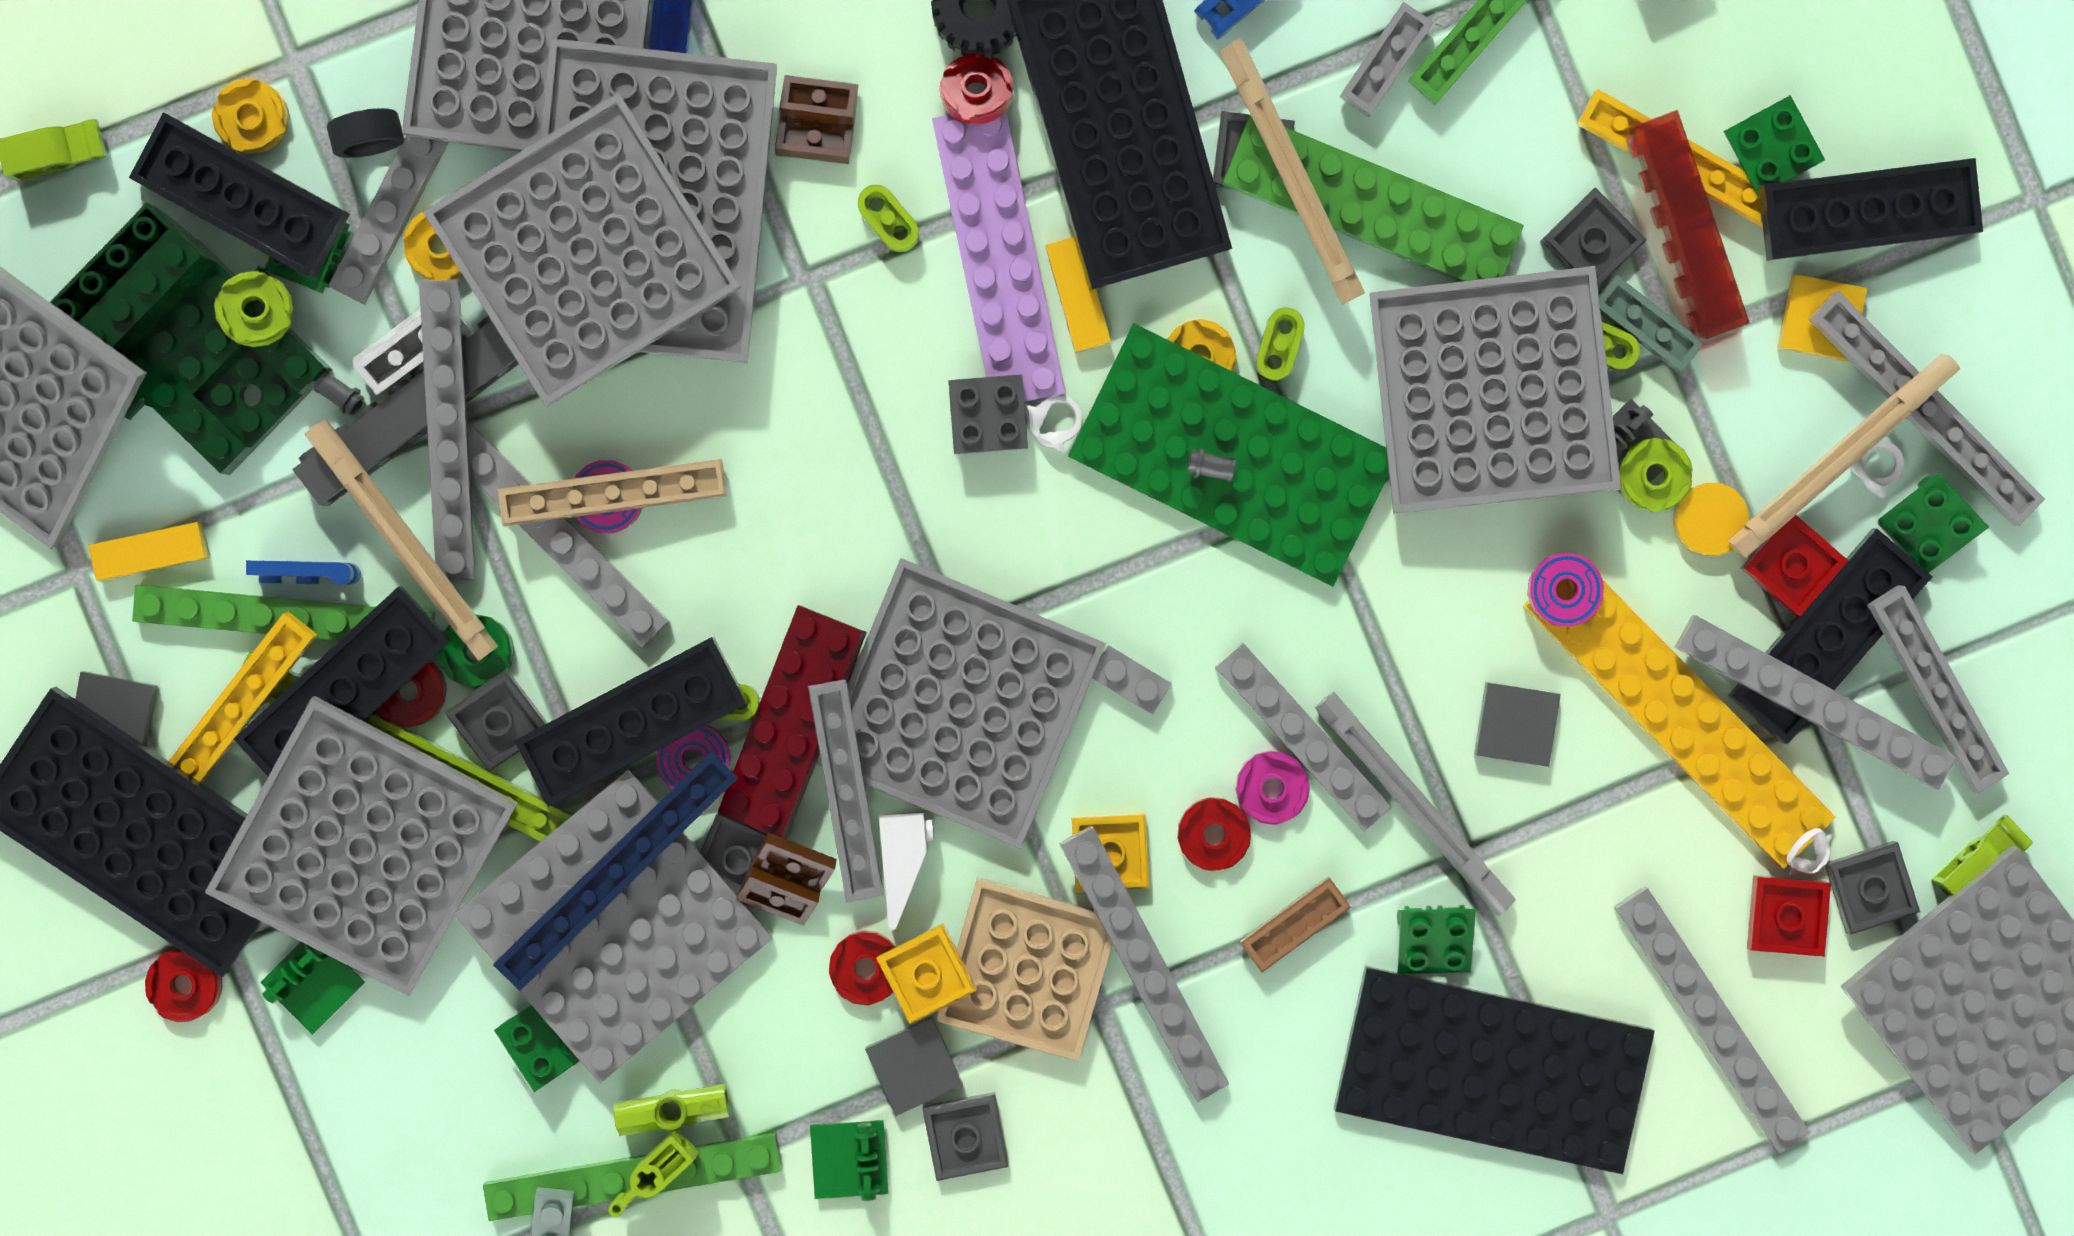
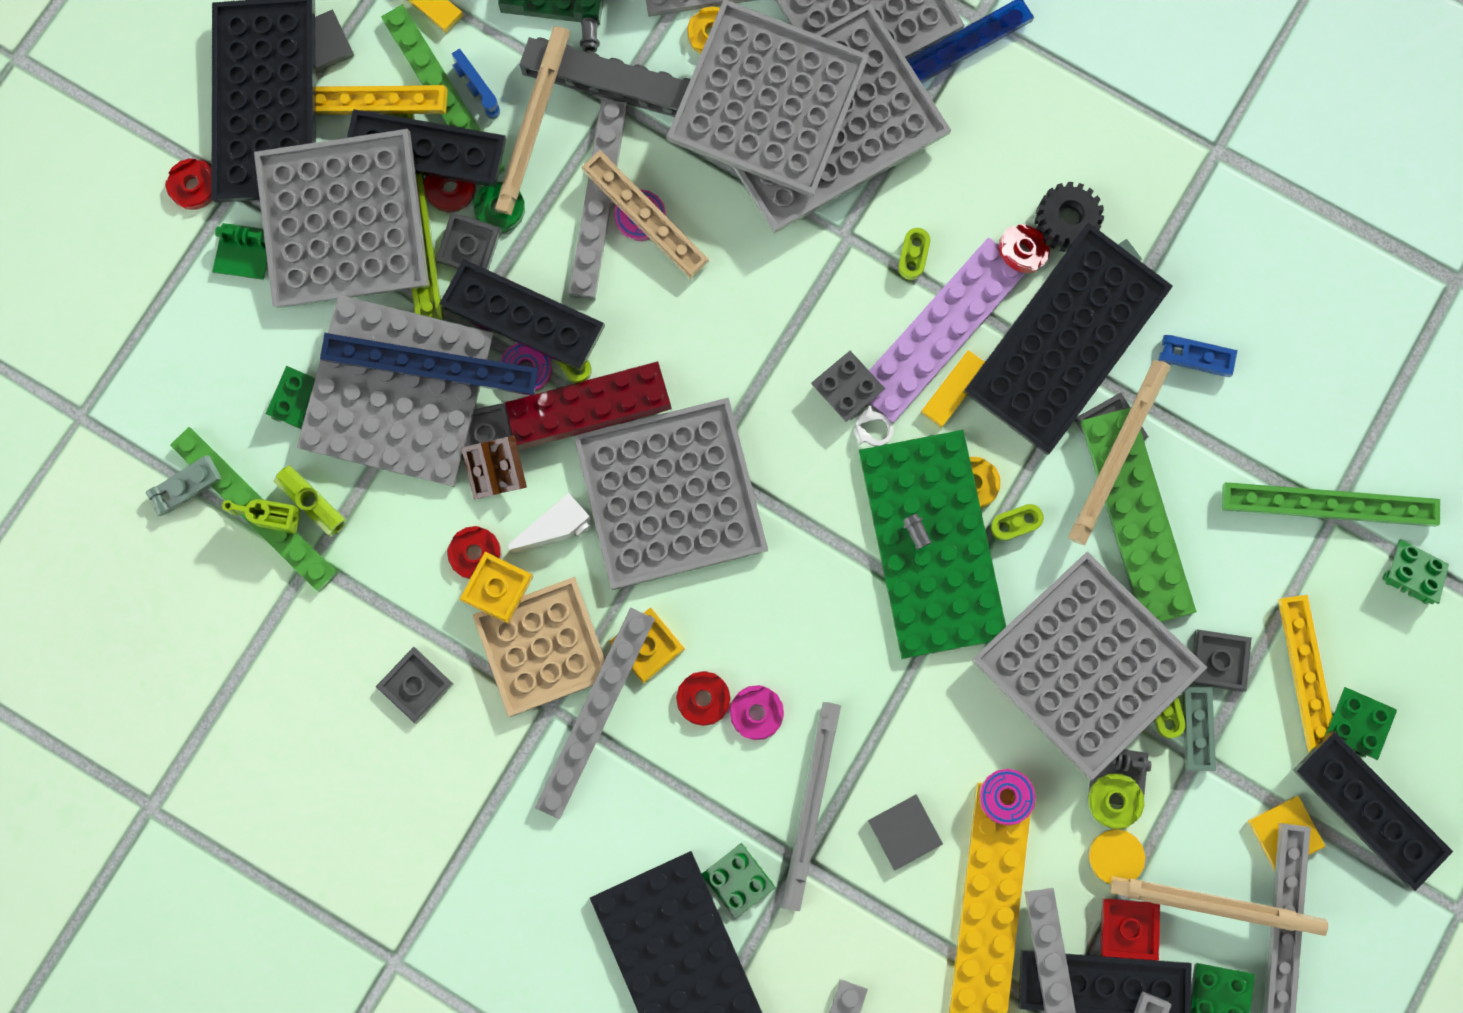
camera: 55 degrees right, 10 degrees down
(393, 354) = (645, 49): white brick -> none
(447, 427) = (613, 100): light grey plate -> none
(816, 119) = (937, 177): reddish brown slope -> none
(845, 790) = (570, 462): light grey plate -> none
(849, 1160) = (352, 626): green hinge -> none
(914, 1066) = (435, 623): dark grey tile -> none
(1131, 680) = (757, 581): light grey plate -> none
(1295, 924) = (685, 786): medium nougat plate -> none
(1303, 737) = (800, 709): light grey plate -> none
(1386, 59) = (1224, 462): light grey plate -> none
(1688, 225) = (1274, 706): clear red brick -> none
(1879, 485) = (1217, 947): white piece -> none

